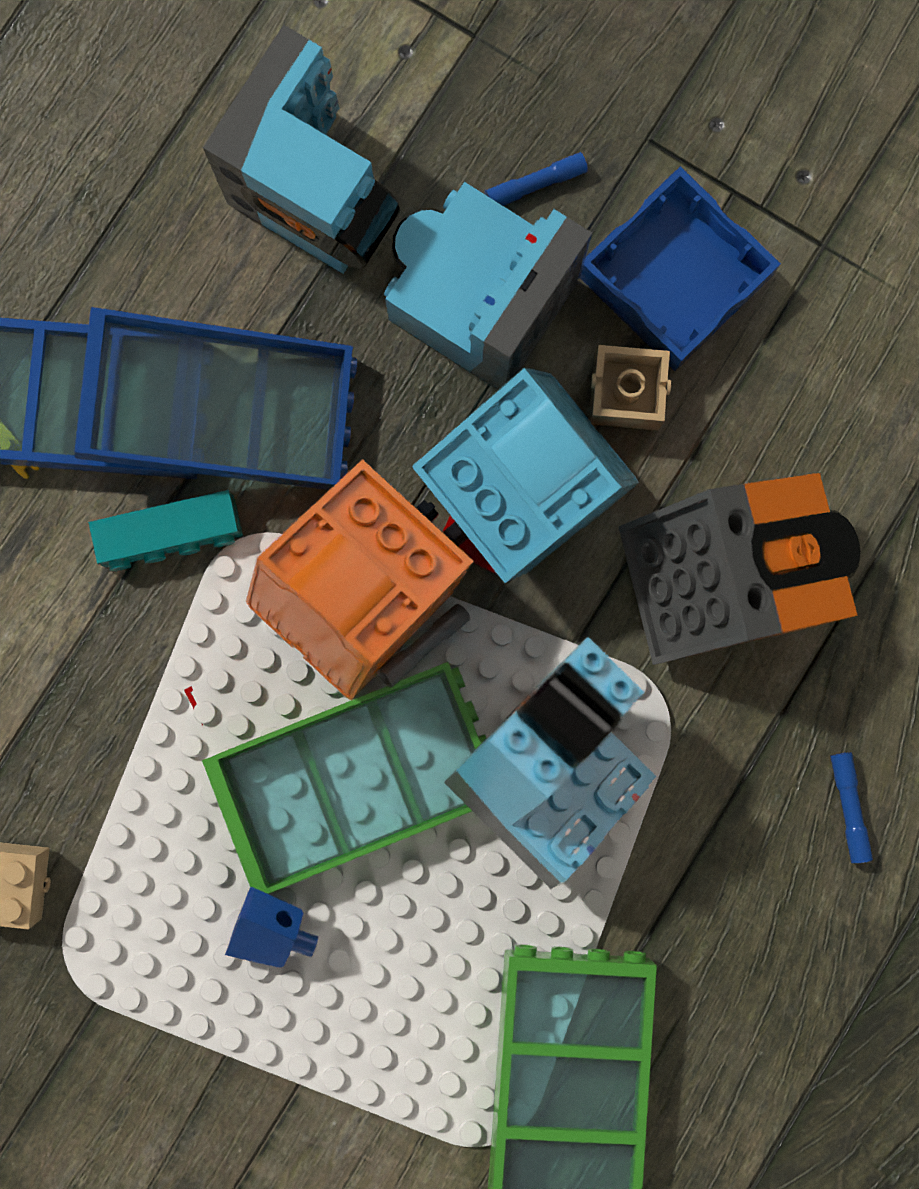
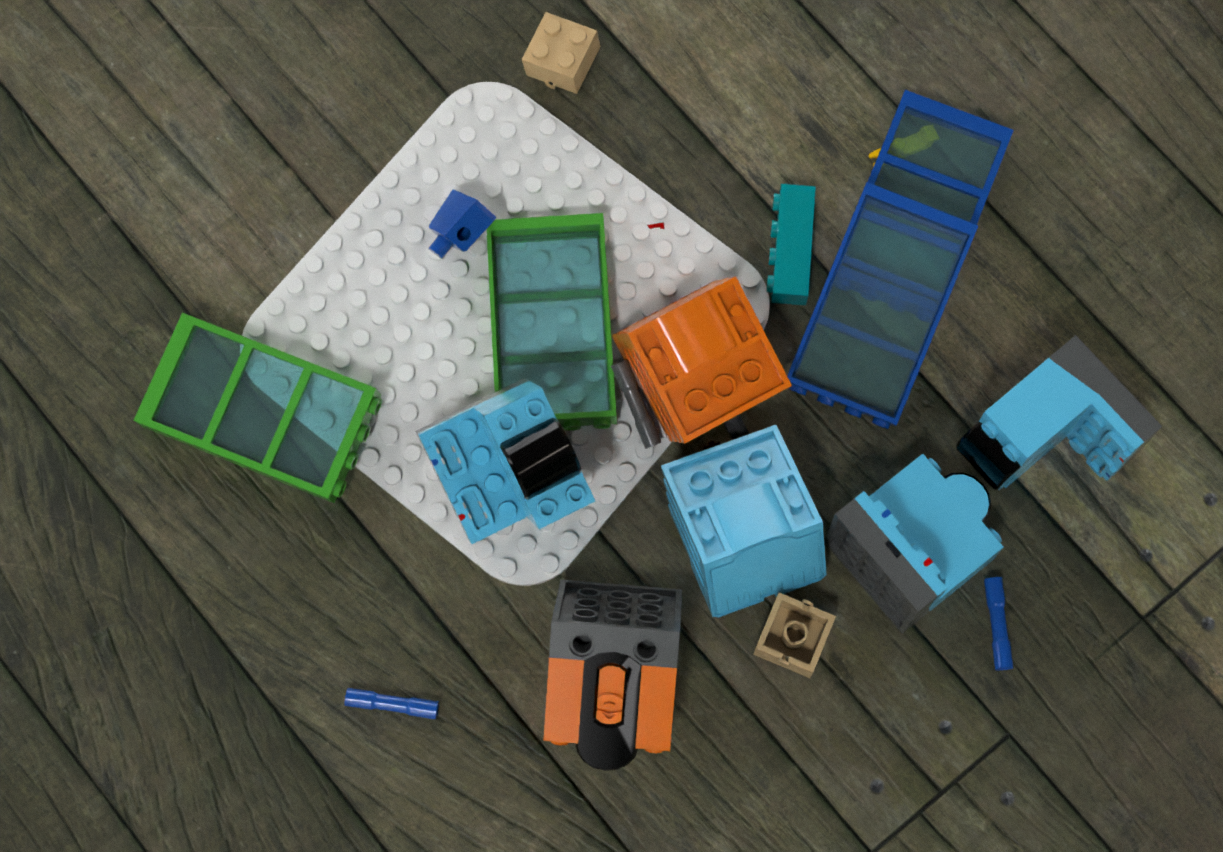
camera: 110 degrees right, 10 degrees down
(678, 268) = (884, 713): blue tile -> none

